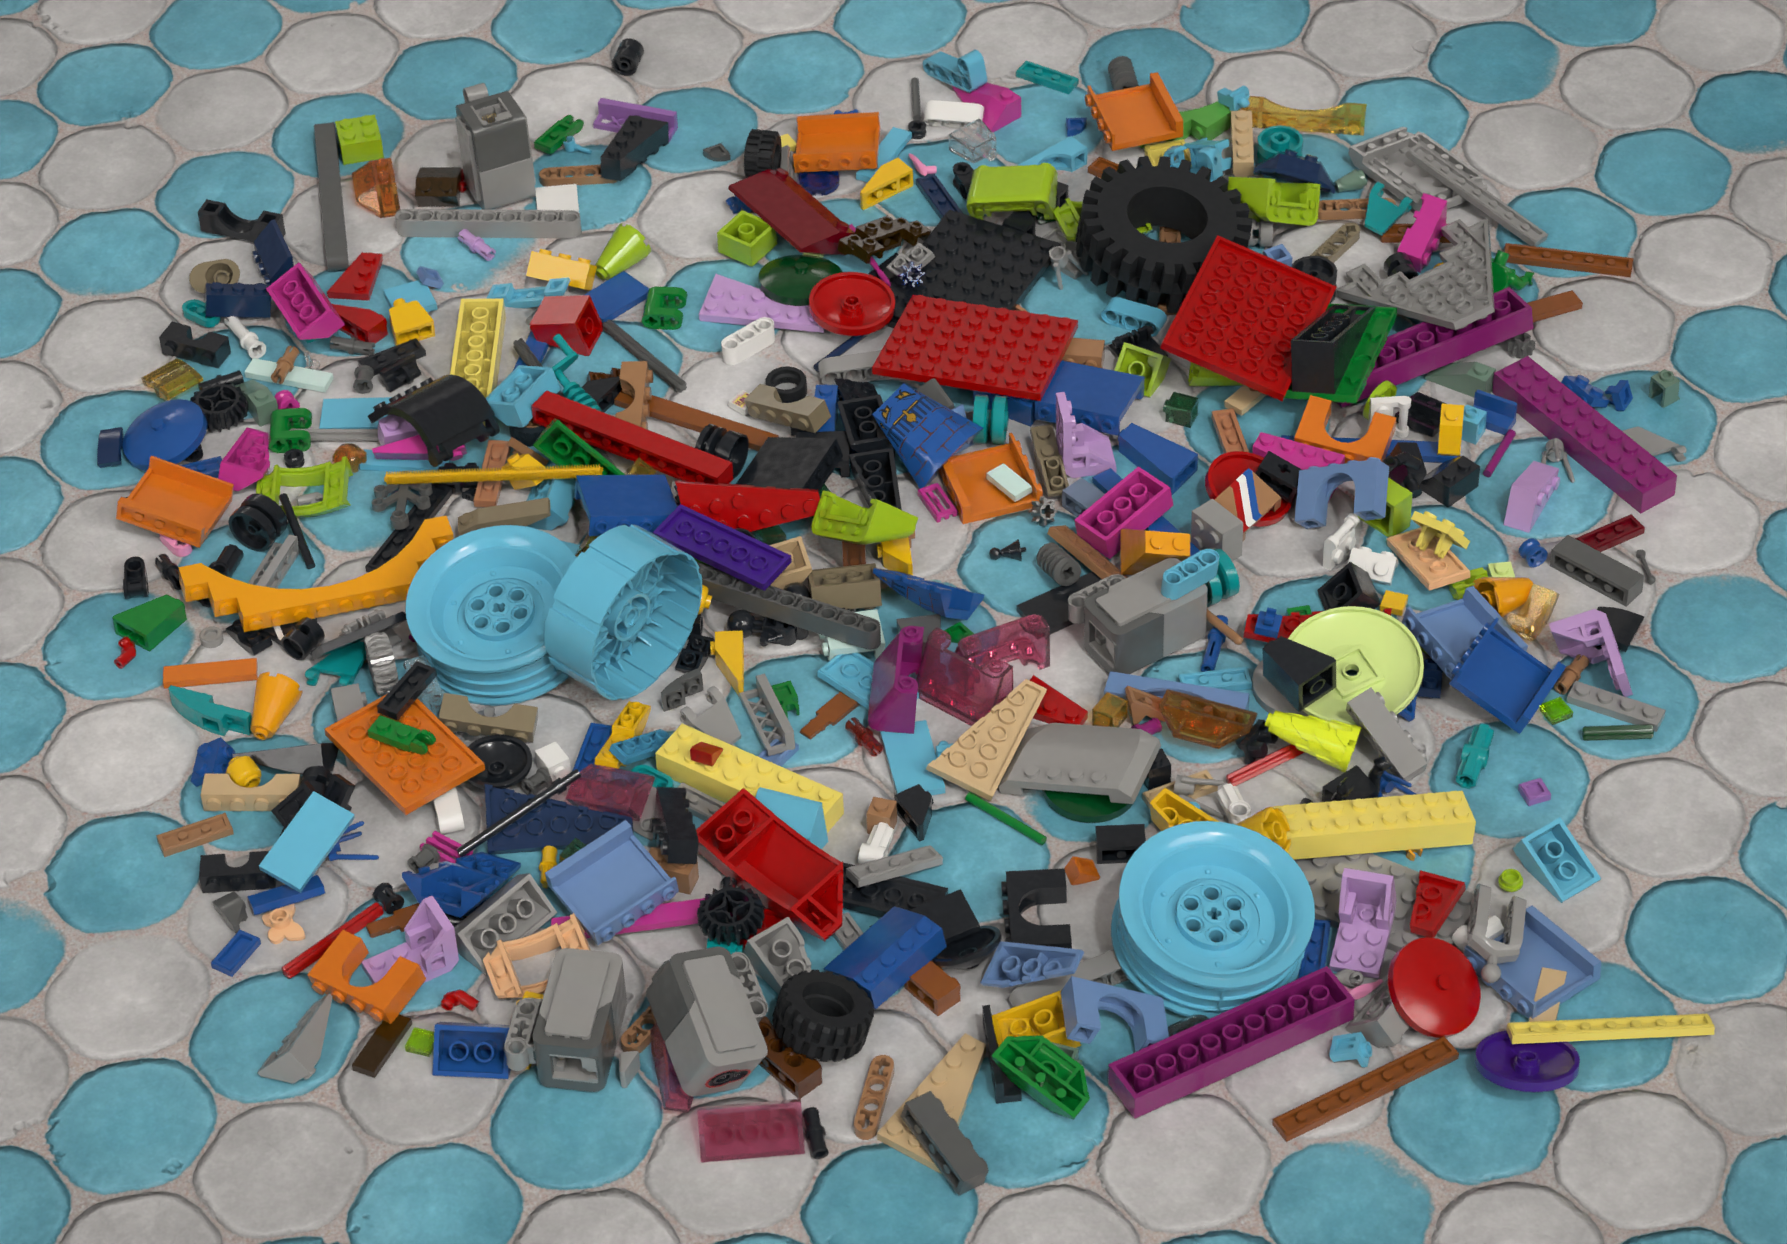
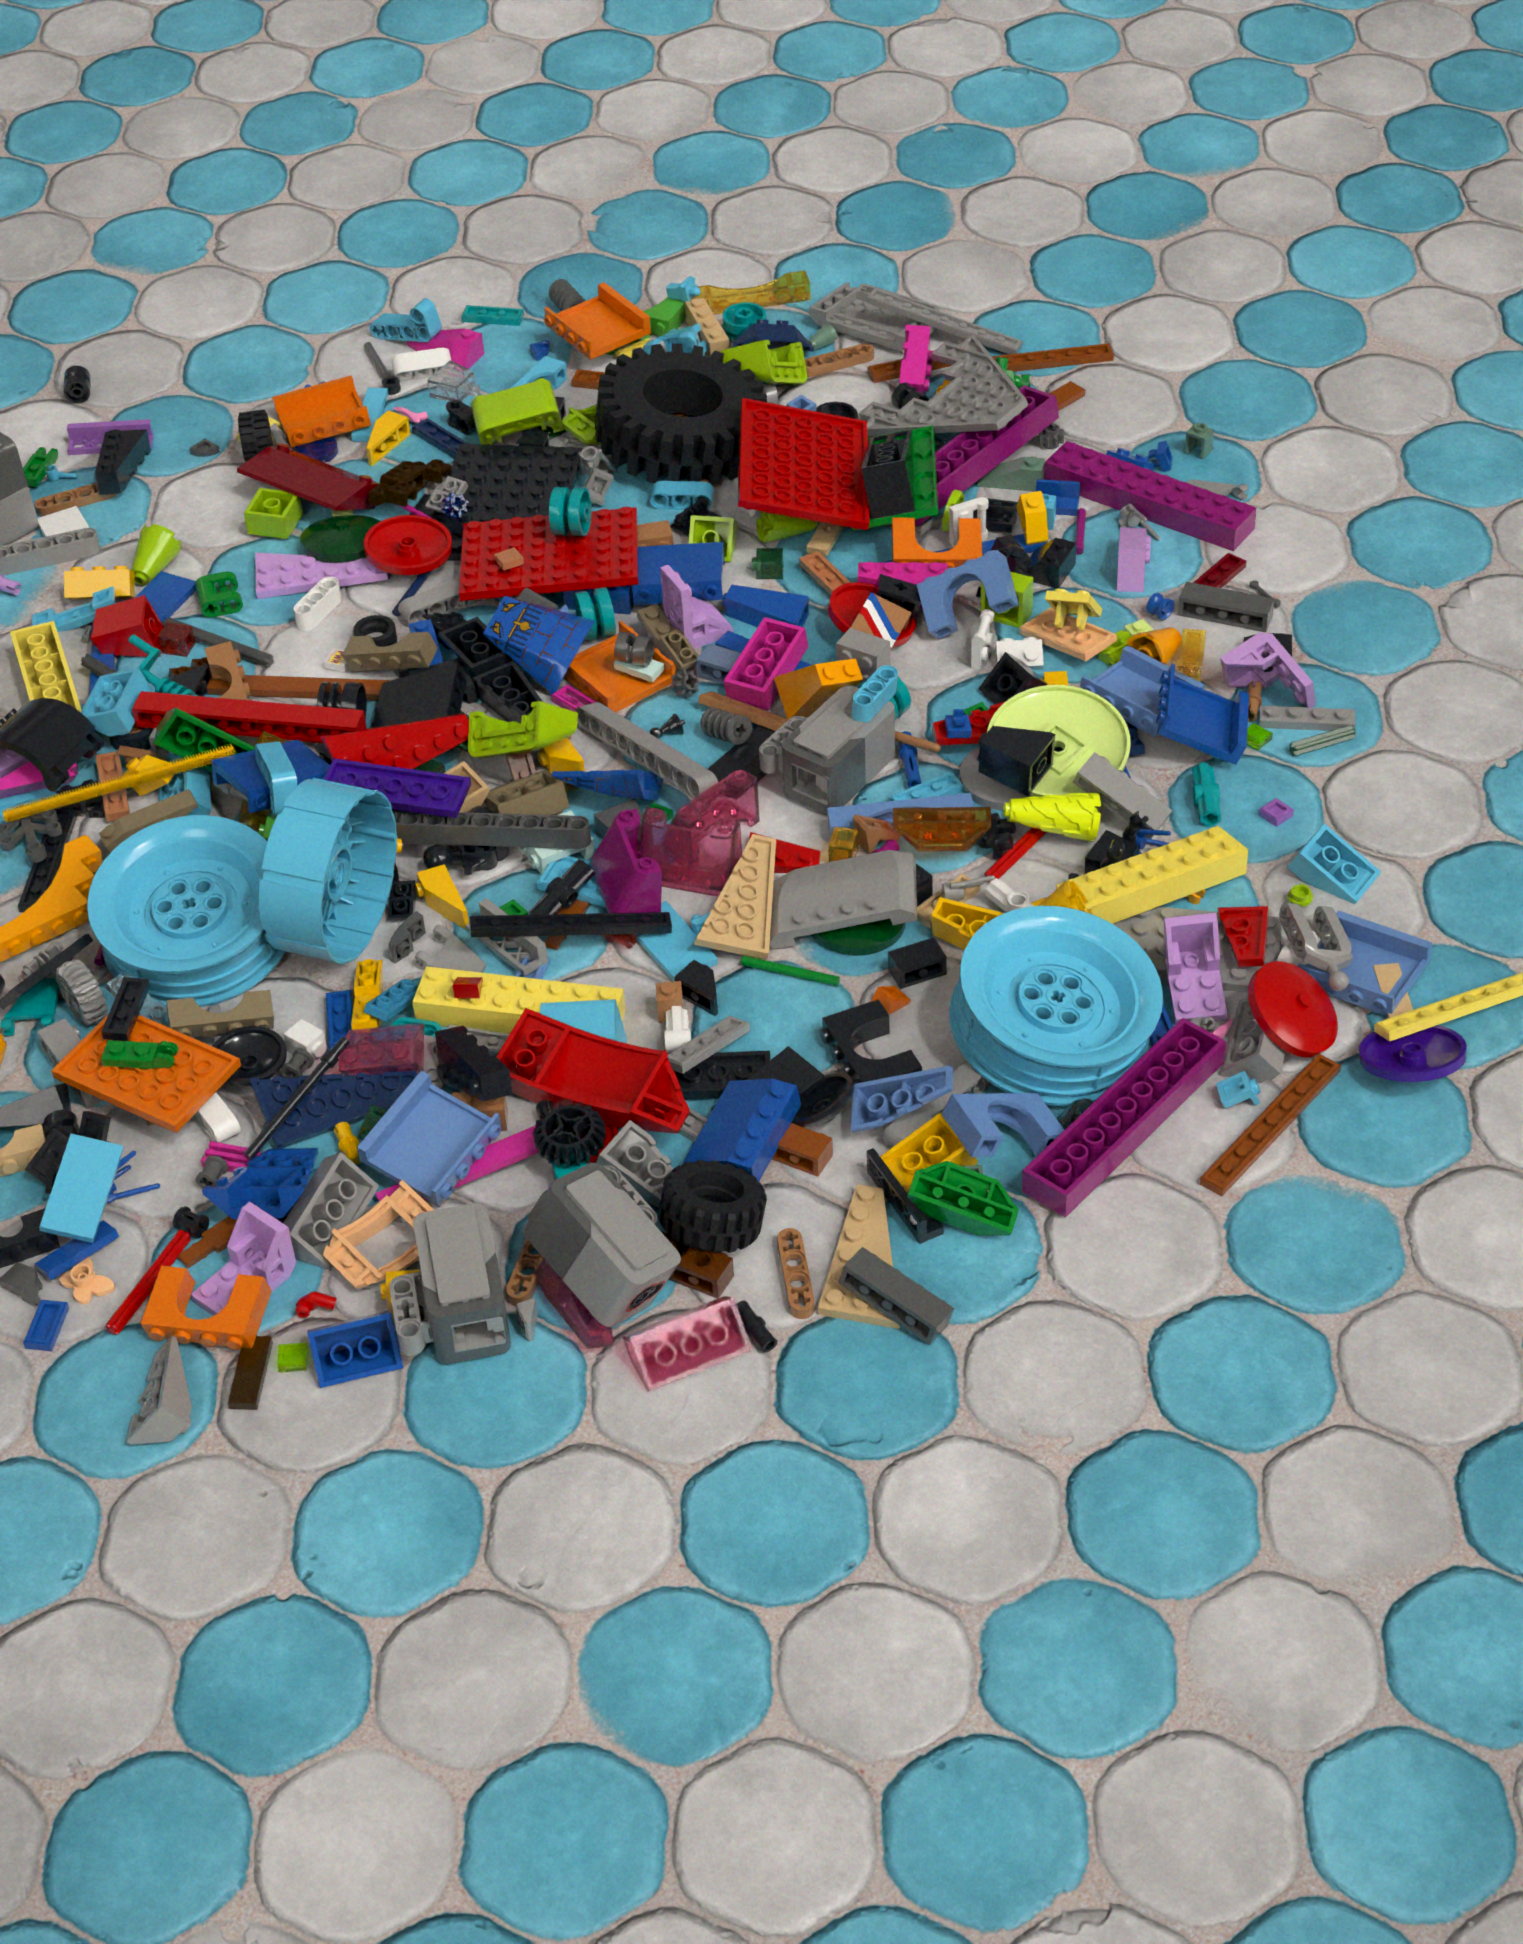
camera: 20 degrees left, 0 degrees up
(607, 344) = (176, 639): none -> clear red brick
(623, 499) = (277, 773): none -> medium azure beam
(738, 205) = (248, 484): blue tile -> none
(825, 719) = (570, 924): none -> black tile
(833, 687) = (563, 891): none -> black piece
(931, 344) = (509, 559): none -> nougat tile
(971, 567) = (645, 749): none -> light grey beam
(1004, 312) = (570, 511): none -> teal wheel
(1007, 465) = (634, 648): none -> flat silver wheel
(1056, 287) = (598, 484): none -> light grey bracket
(1346, 234) = (838, 388): dark tan beam -> none
(1382, 213) = (866, 358): teal flag -> none

